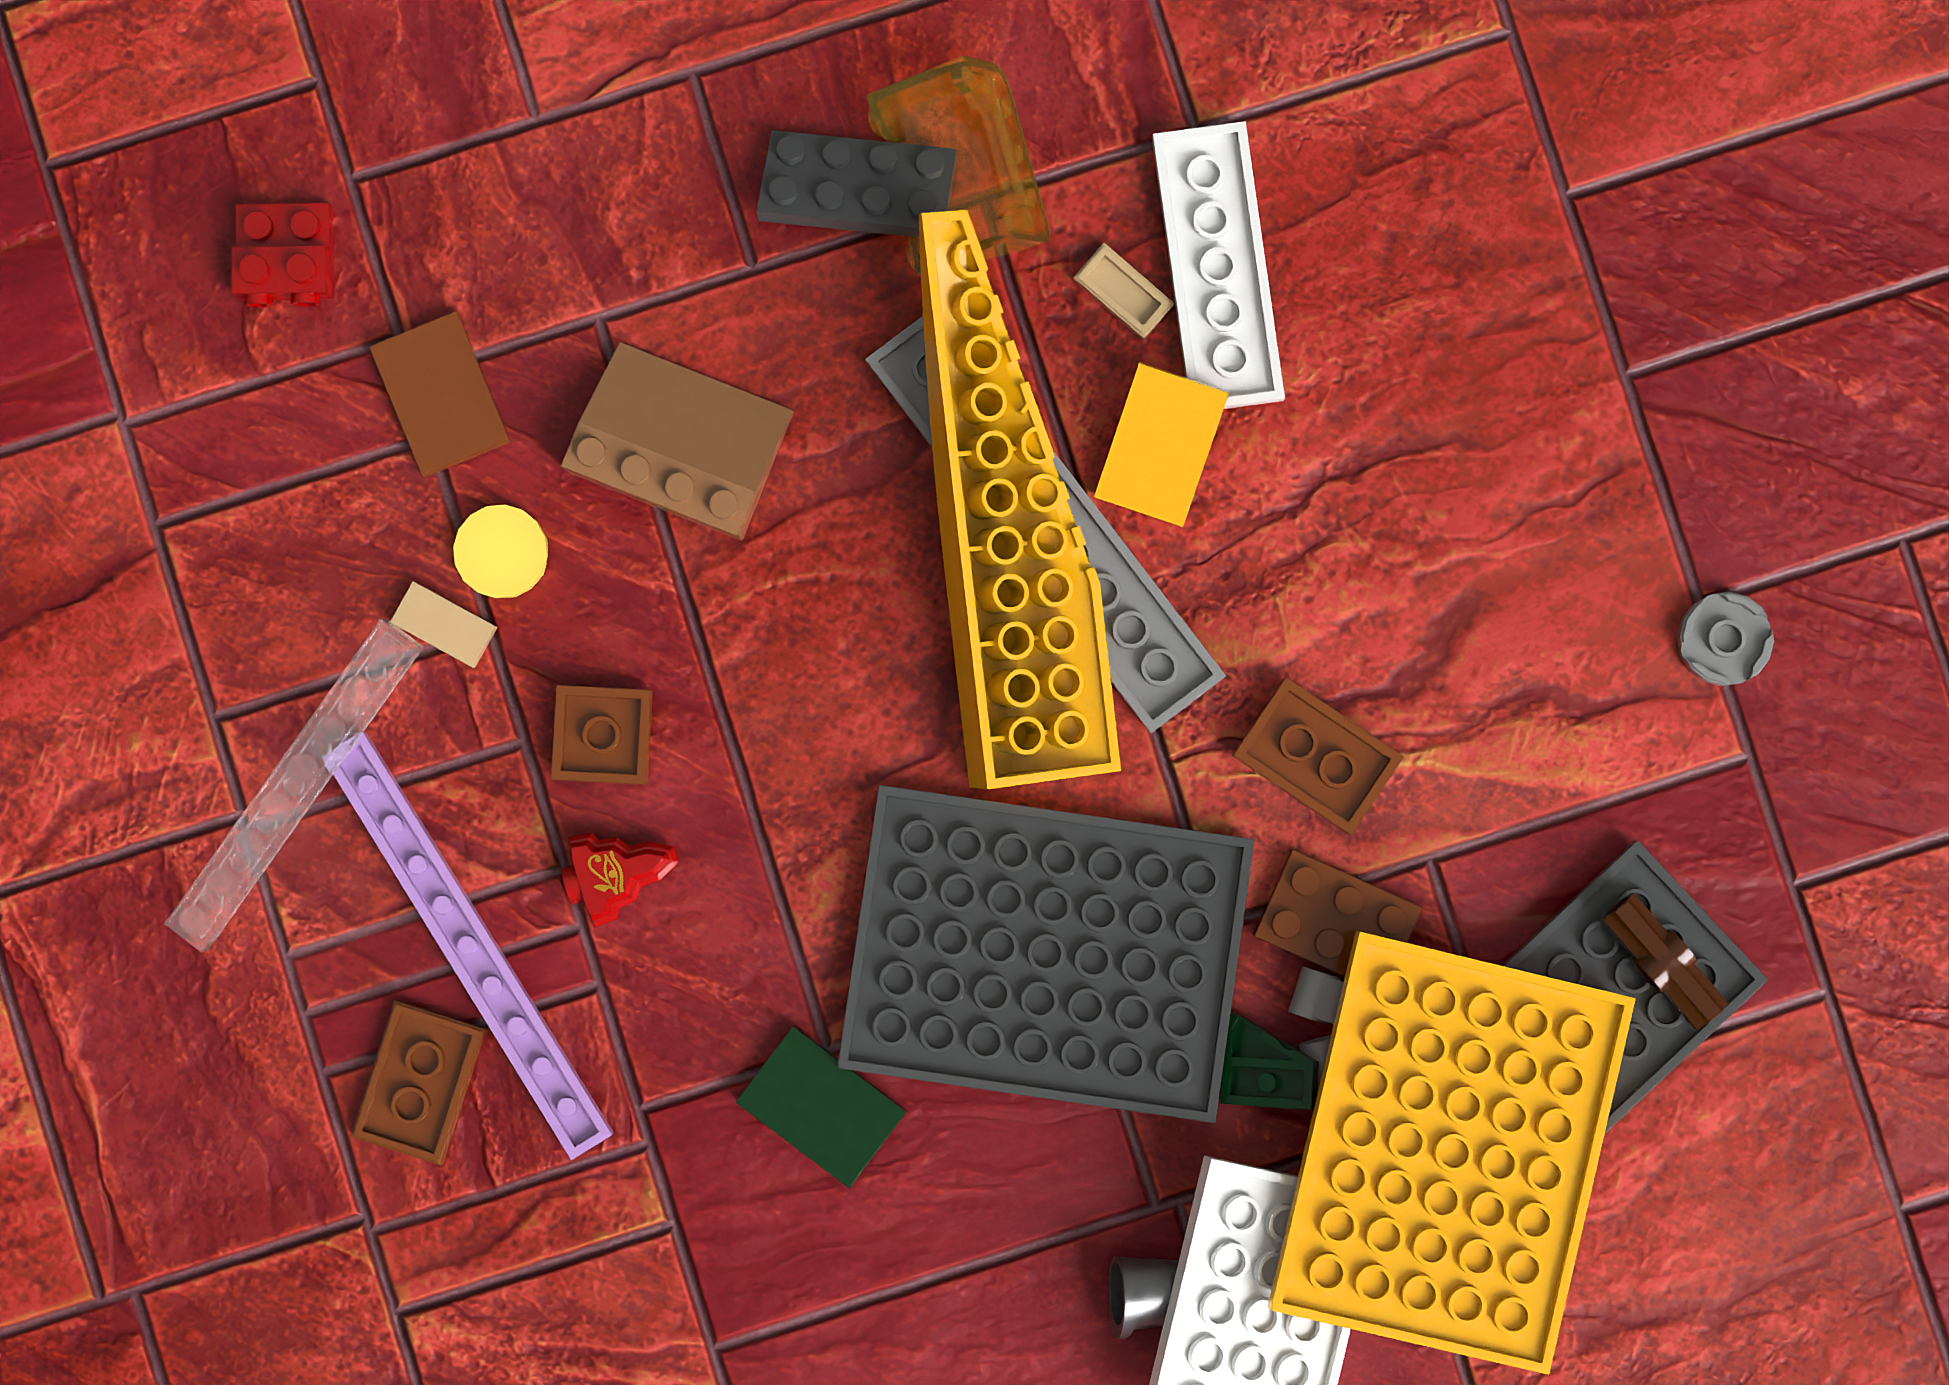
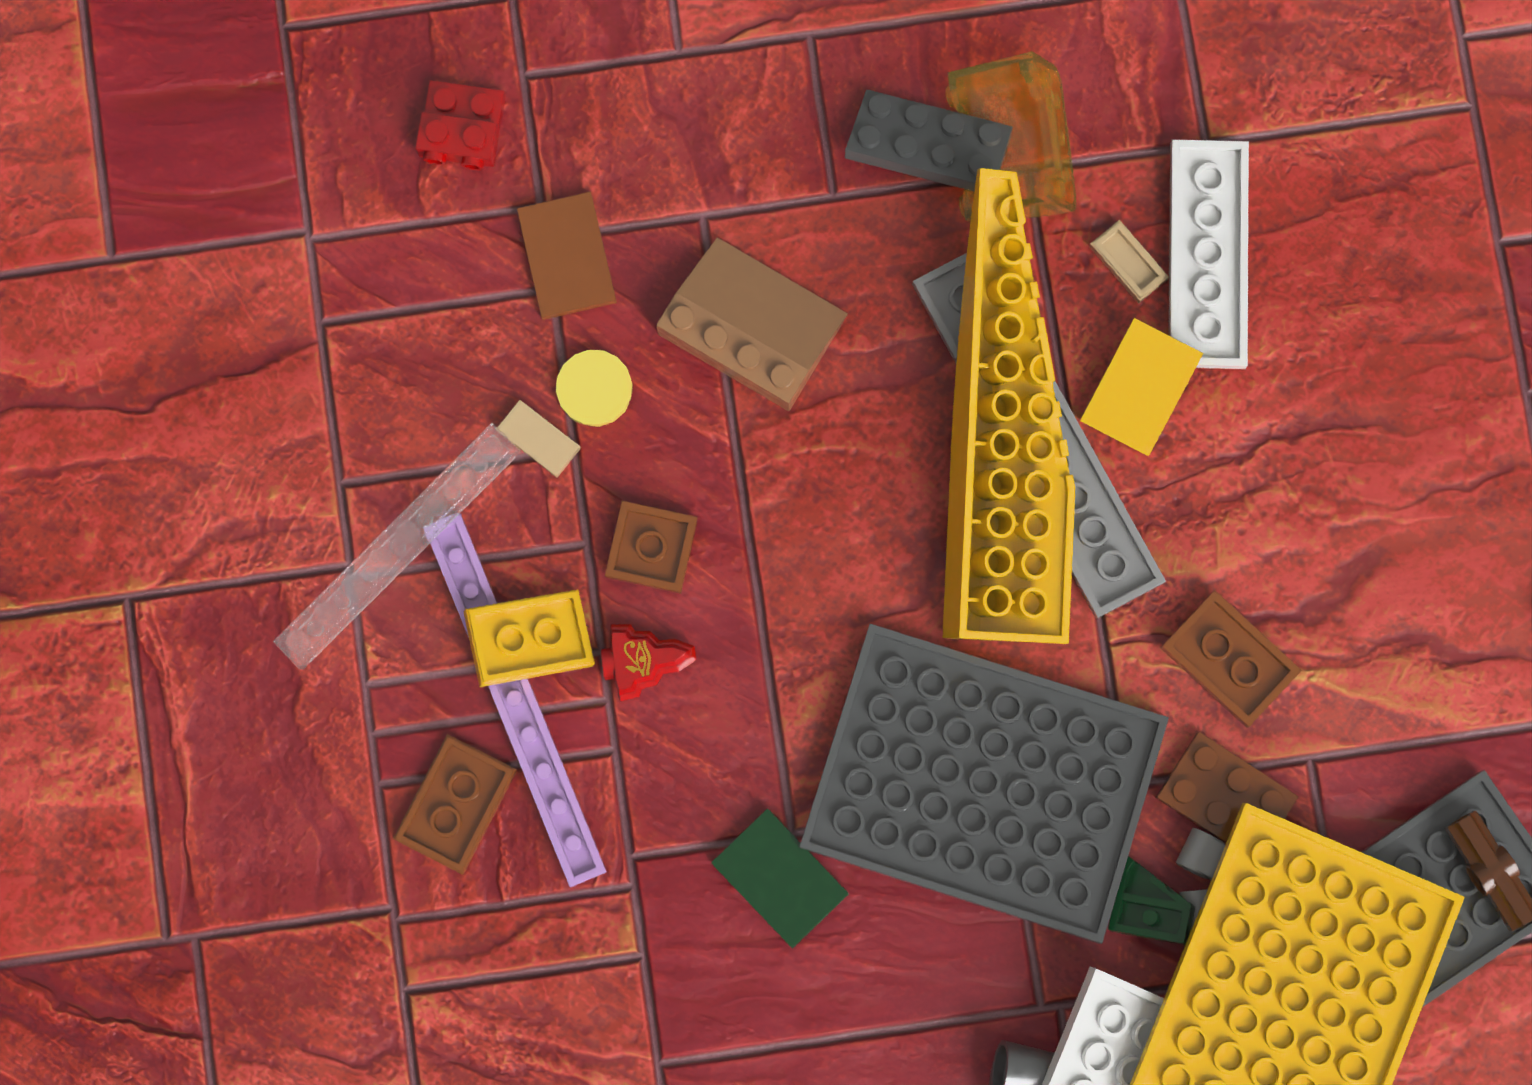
camera: 15 degrees right, 5 degrees down
(471, 870) = (528, 638): none -> yellow tile

